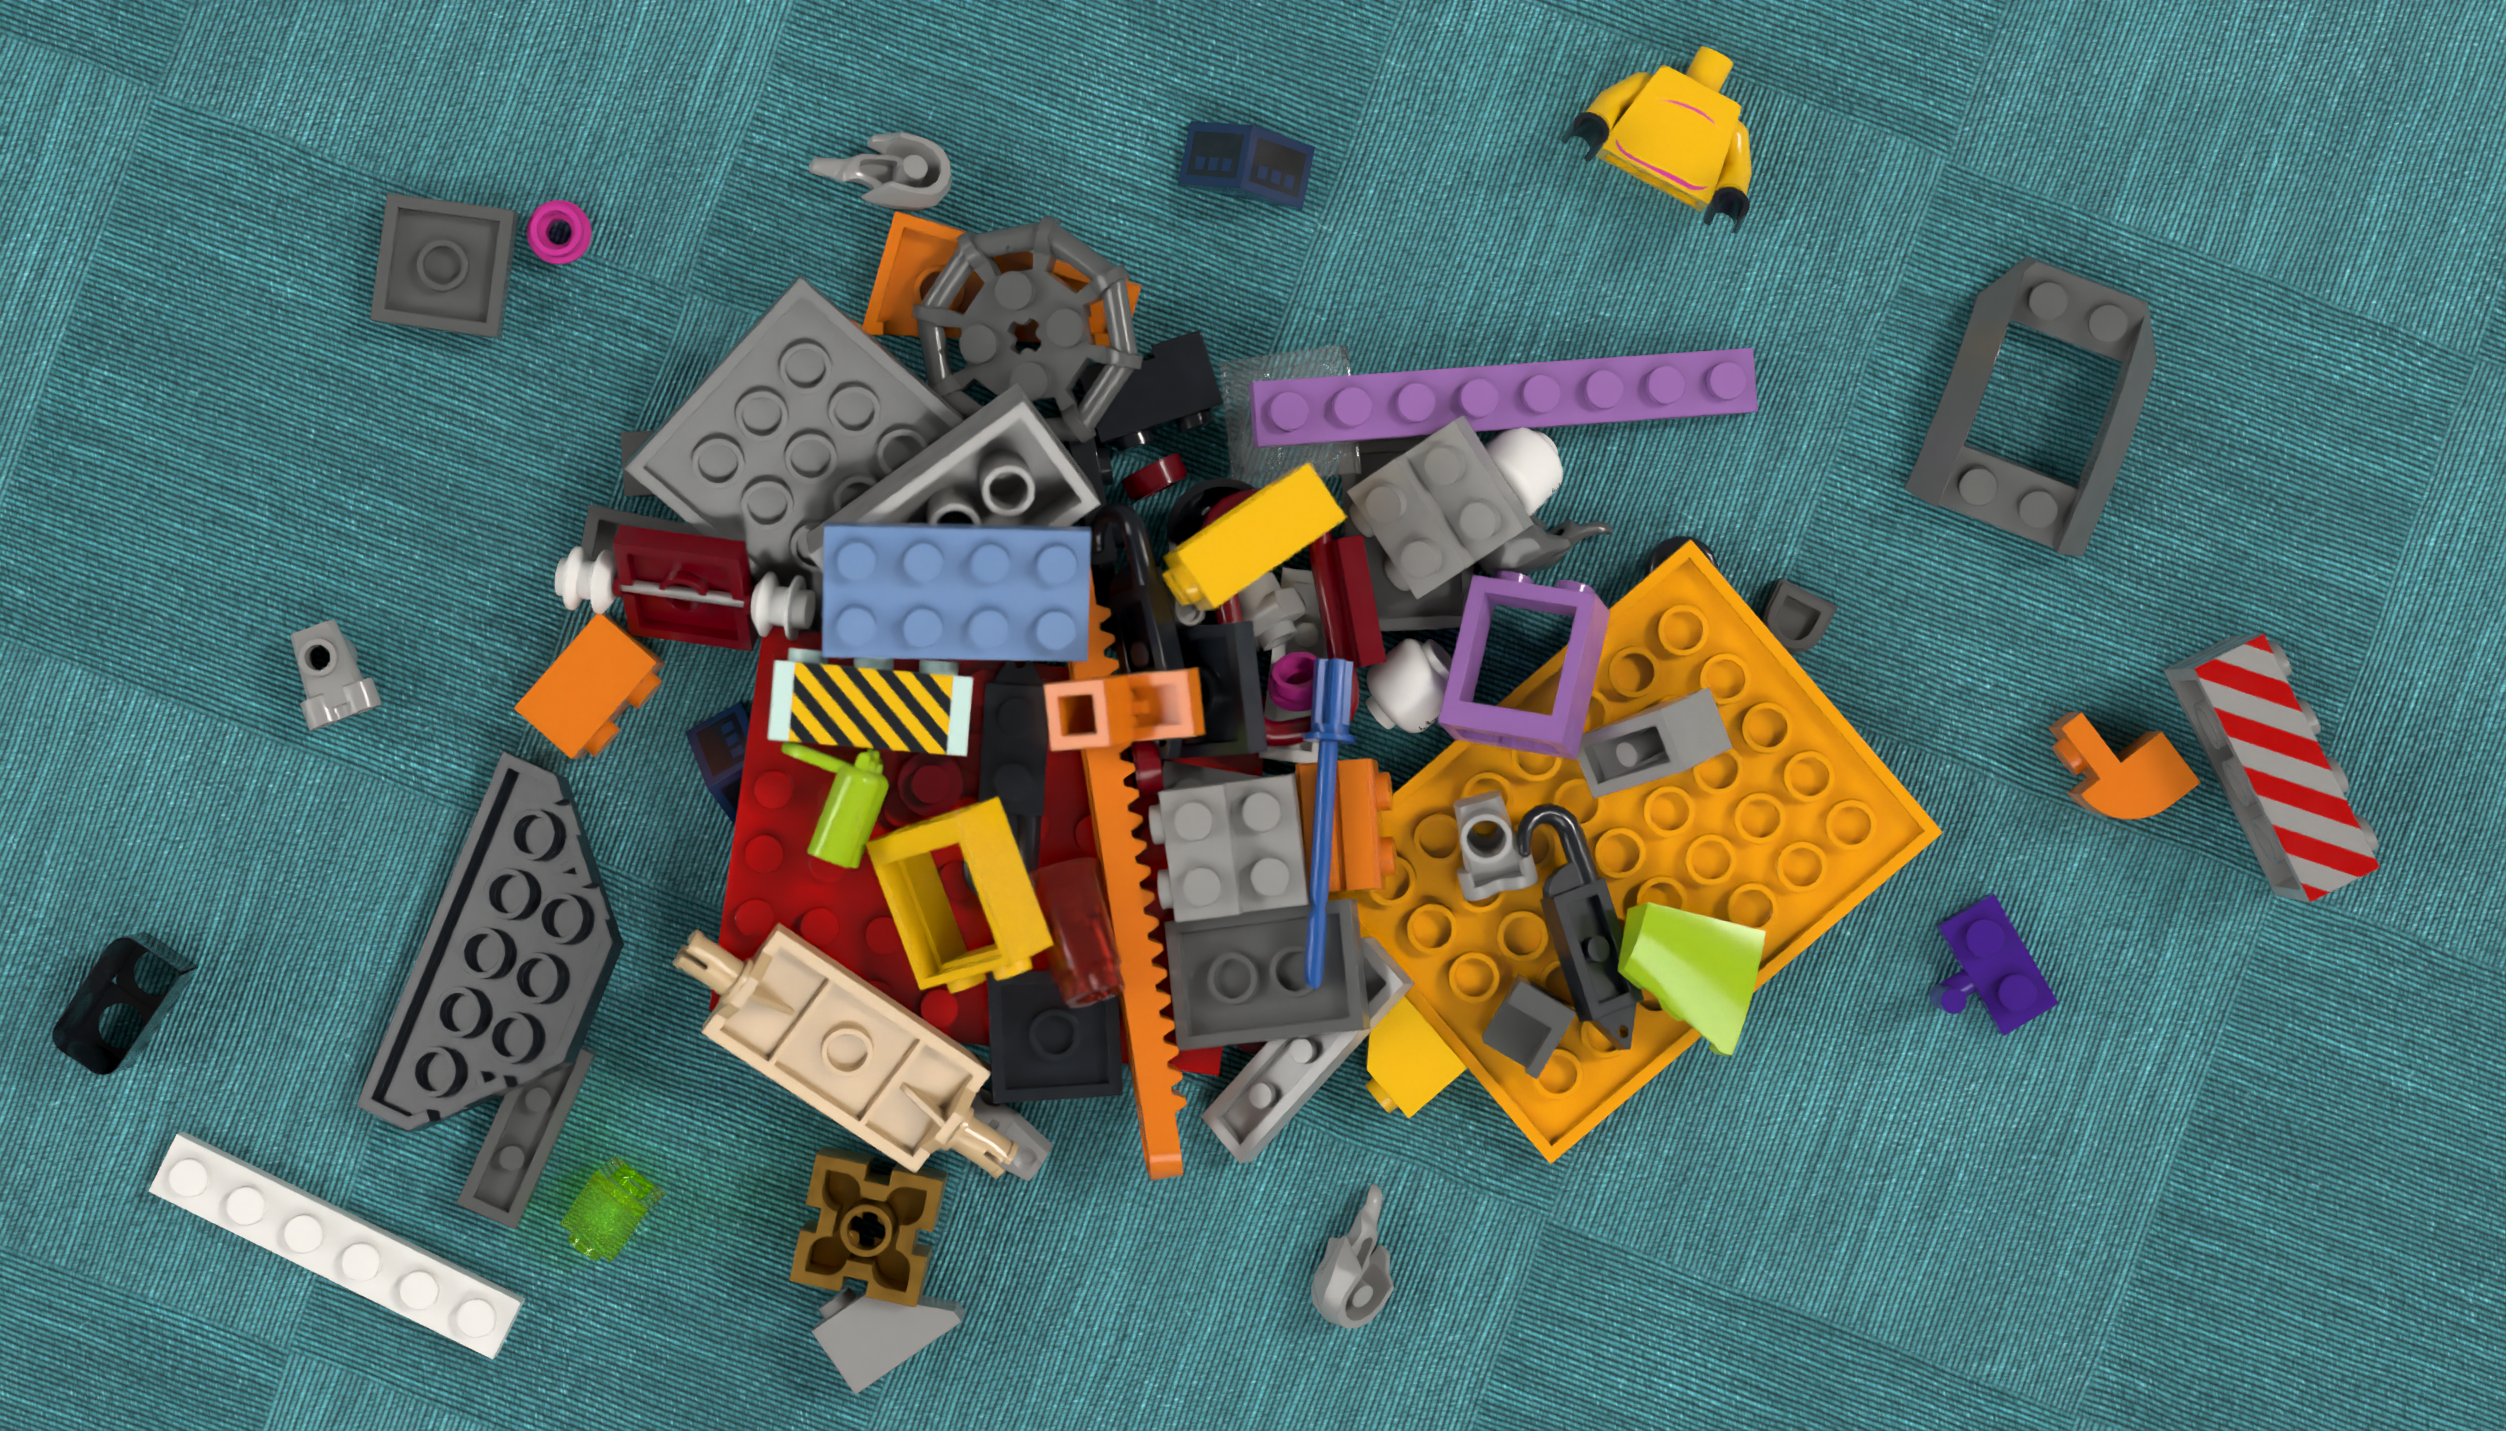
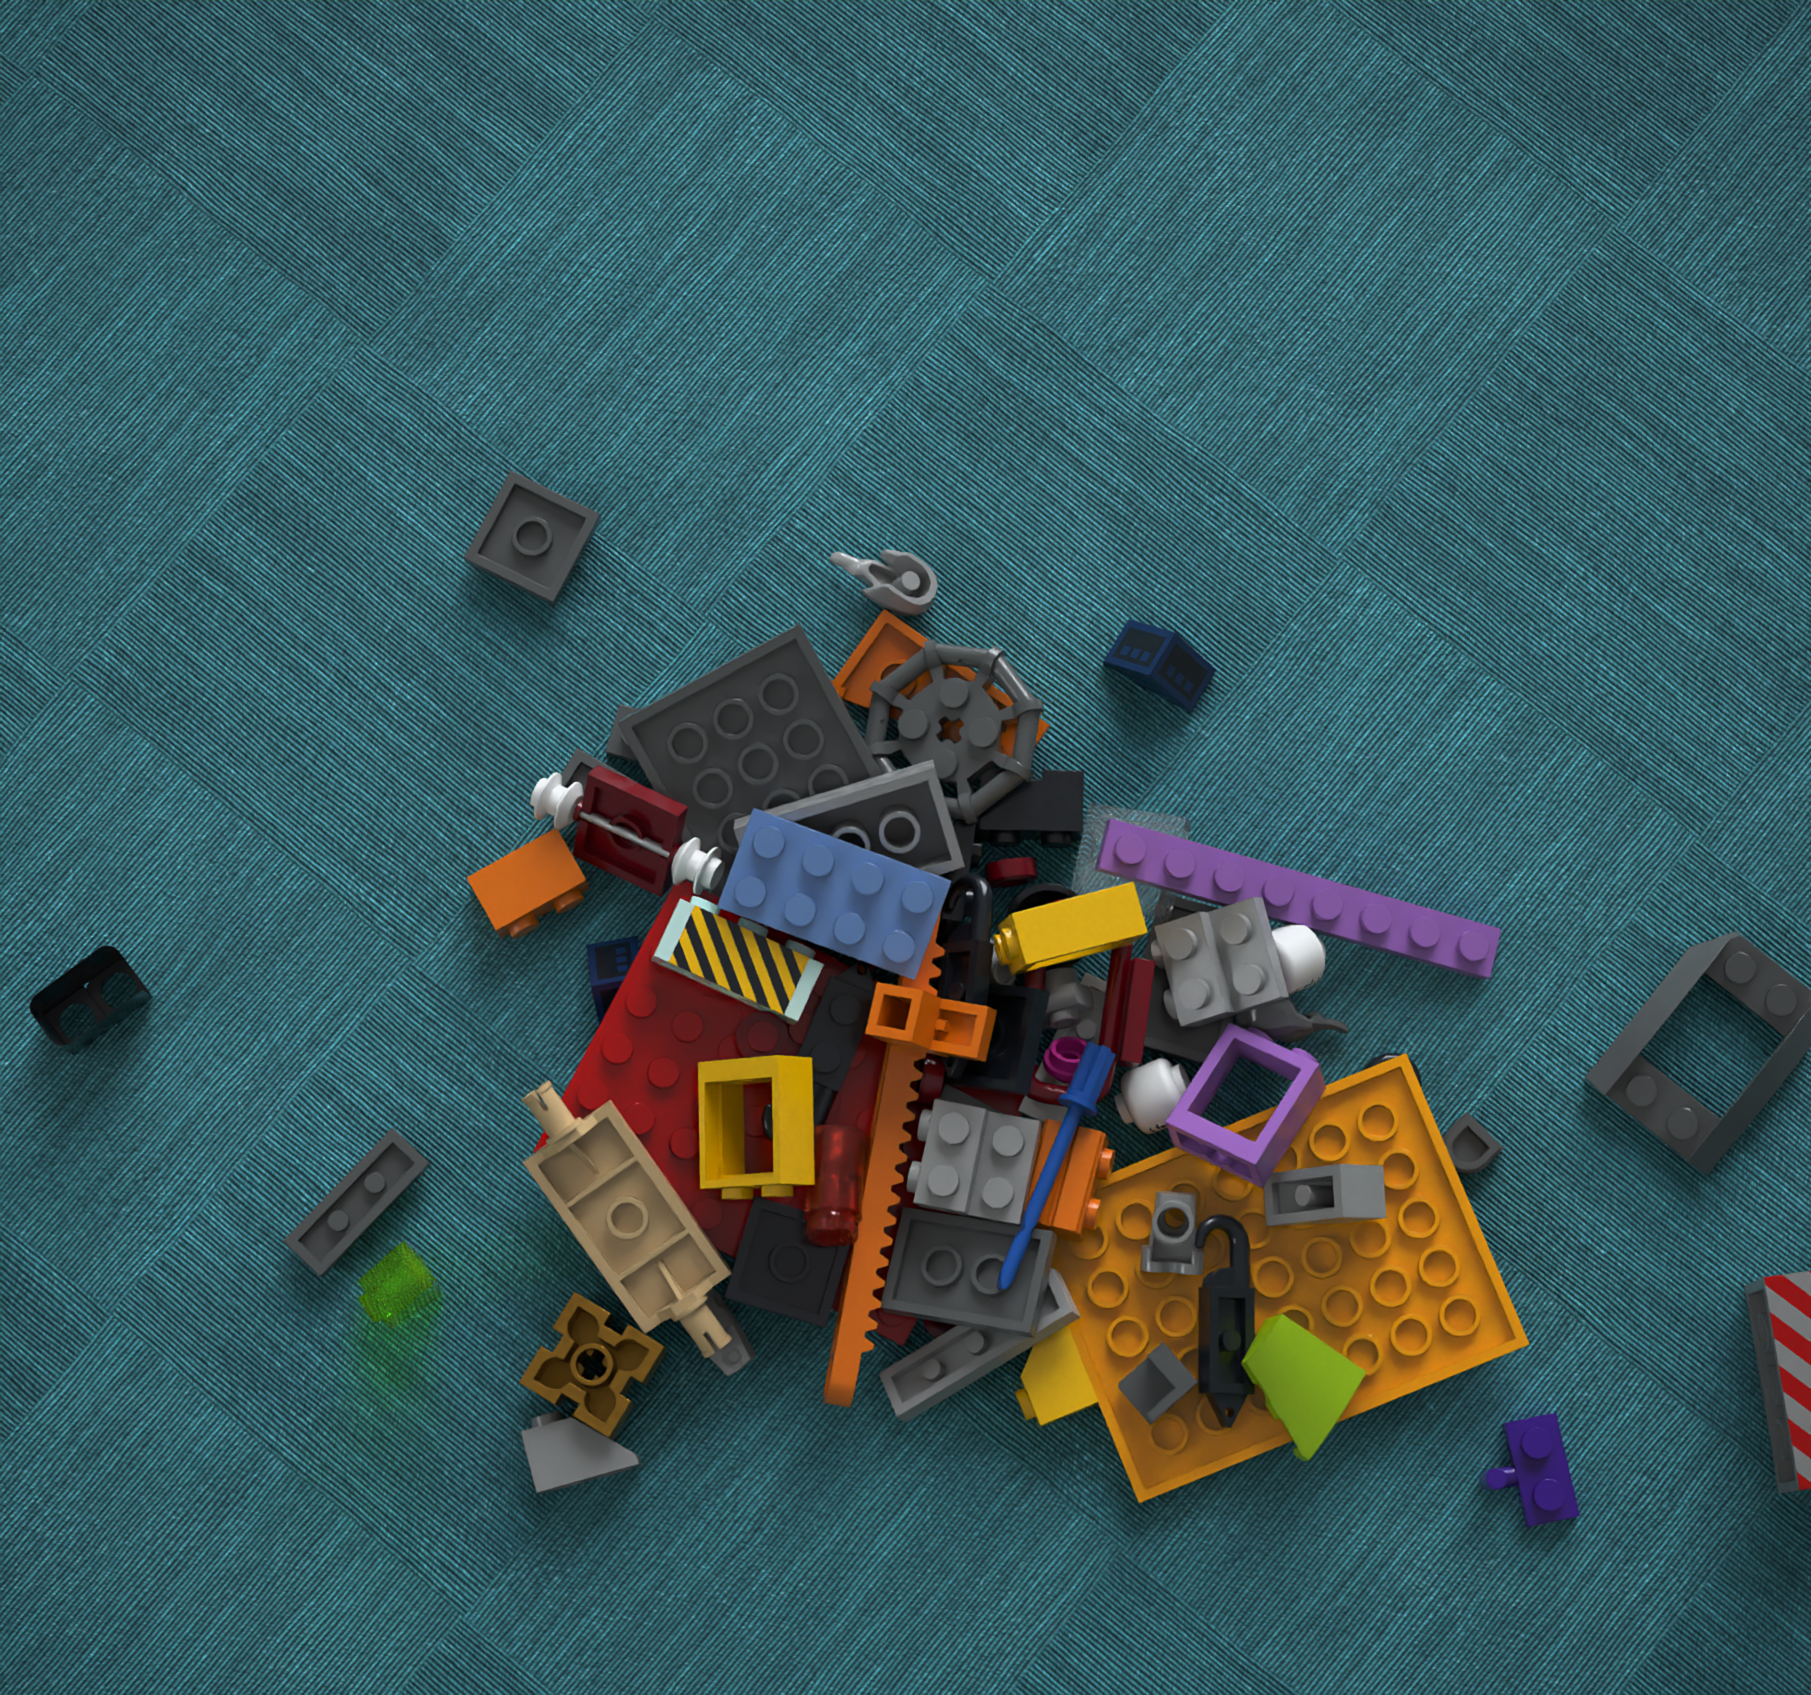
camera: 20 degrees right, 10 degrees down
(337, 1244) = (179, 1245): white plate -> none
(338, 688) = (336, 820): light grey plate -> none
(506, 961) = (388, 1069): plate -> none
(539, 232) = (622, 528): dark pink plate -> none
(849, 806) = (697, 1028): lime piece -> none
(1349, 1282) = (949, 1544): light grey piece -> none
(1675, 135) = (1492, 748): yellow torso -> none
(2126, 785) = (1684, 1362): orange brick -> none

